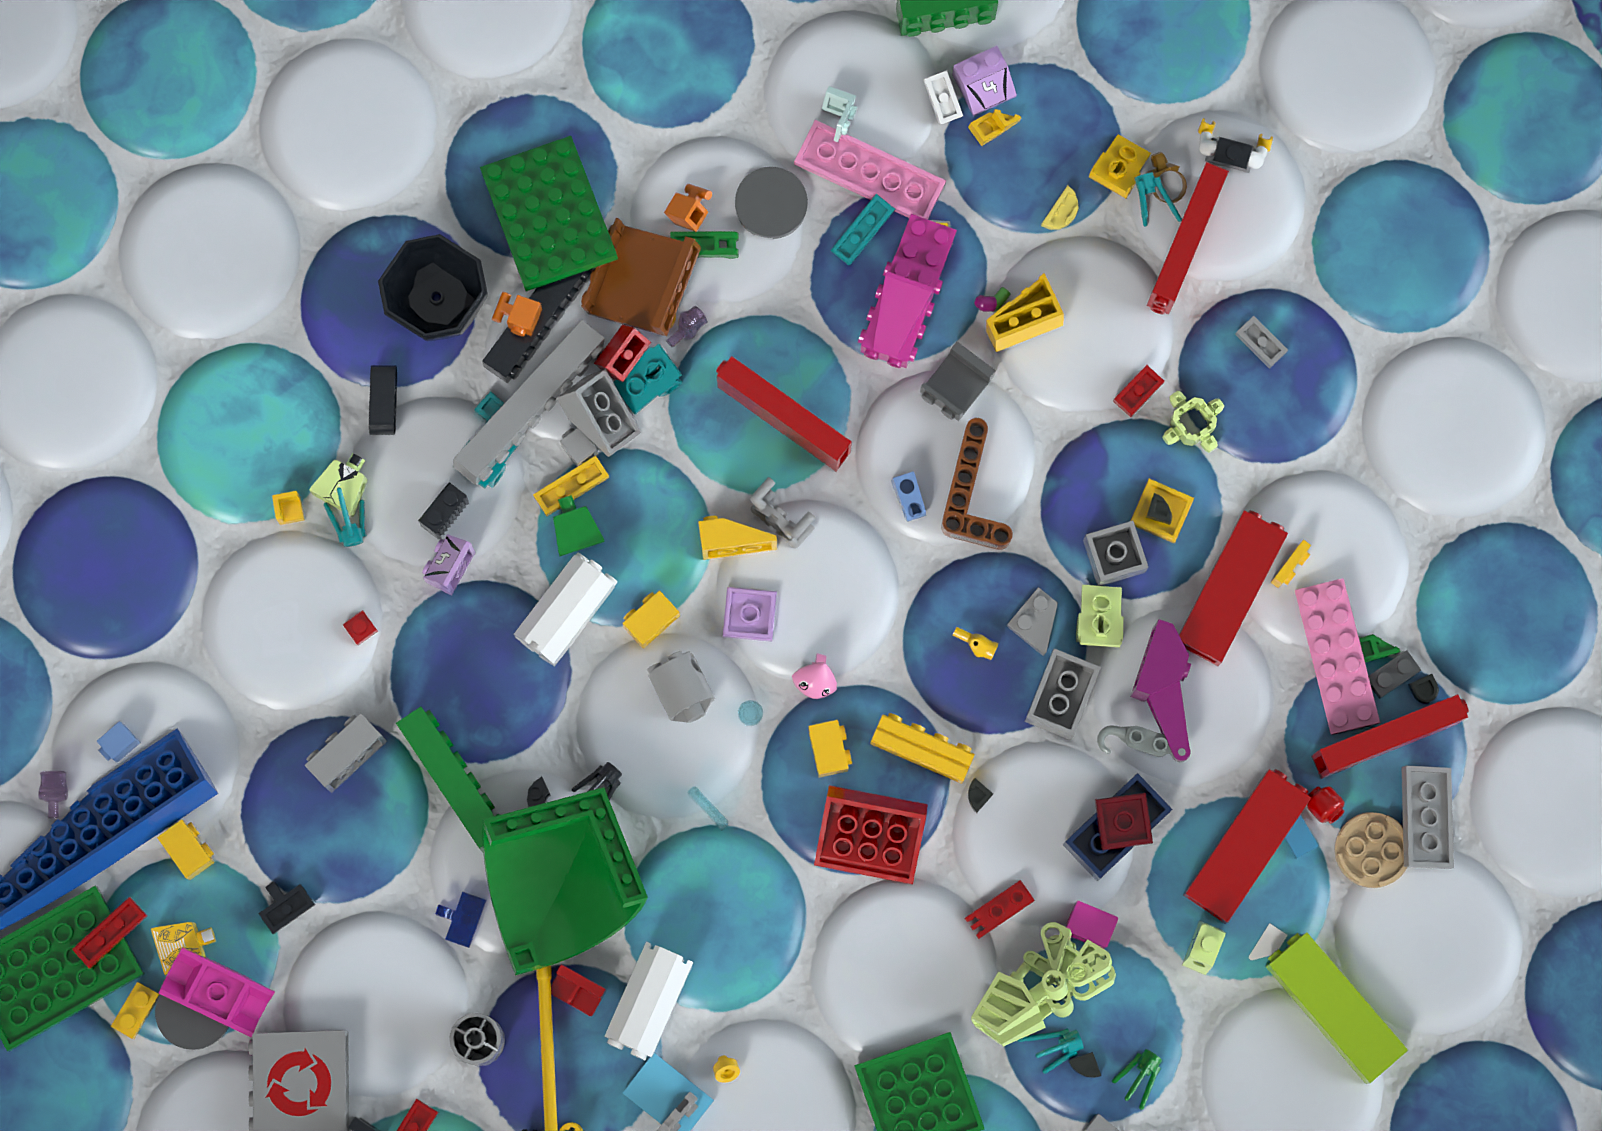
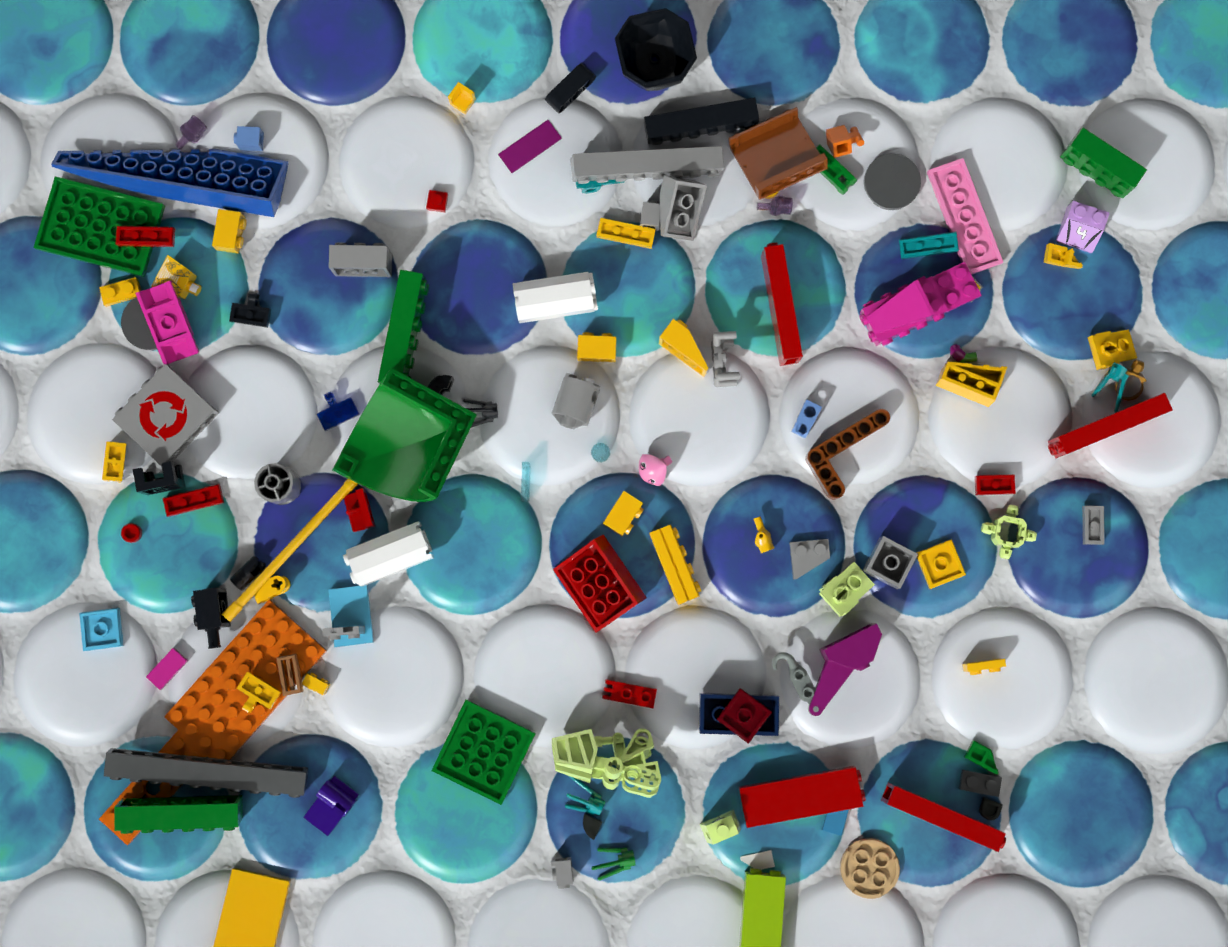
camera: 50 degrees right, 5 degrees up
(345, 477) = (503, 113): yellowish green torso -> none
(351, 533) = (481, 144): teal plant -> none
(397, 492) = (529, 146): none -> magenta sticker
(444, 511) = (543, 180): black brick -> none
(449, 563) = (517, 212): lavender slope -> none
(489, 406) = (625, 145): teal tile -> none
(522, 314) = (690, 111): orange brick -> none
(548, 213) = (761, 69): green plate -> none
(575, 528) = (604, 258): green torso -> none
(622, 352) = (726, 186): red brick -> none
(646, 382) = (720, 214): teal piece -> none
(726, 1069) = (395, 632): yellow tile -> none
(749, 614) = (653, 398): lavender tile -> none
(841, 104) = (986, 162): light aqua bracket -> none
(943, 97) = (1048, 213): white hinge -> none
(957, 382) = (896, 381): dark grey panel -> none
(978, 795) = (680, 620): pearl dark grey tile -> none
(1062, 694) = (781, 611): light grey brick -> none
(1063, 211) = (1053, 343): light yellow tile -> none
(1091, 924) = (670, 753): dark pink piece -> none
(1159, 510) = (939, 562): pearl dark grey tile -> none
(1231, 152) = (1185, 402): torso -> none
(1232, 587) = (937, 645): red brick -> none
(1325, 804) = (868, 817): red head -> none
(1337, 656) = (958, 742): bright pink plate -> none
(1427, 817) = (919, 881): light grey plate -> none

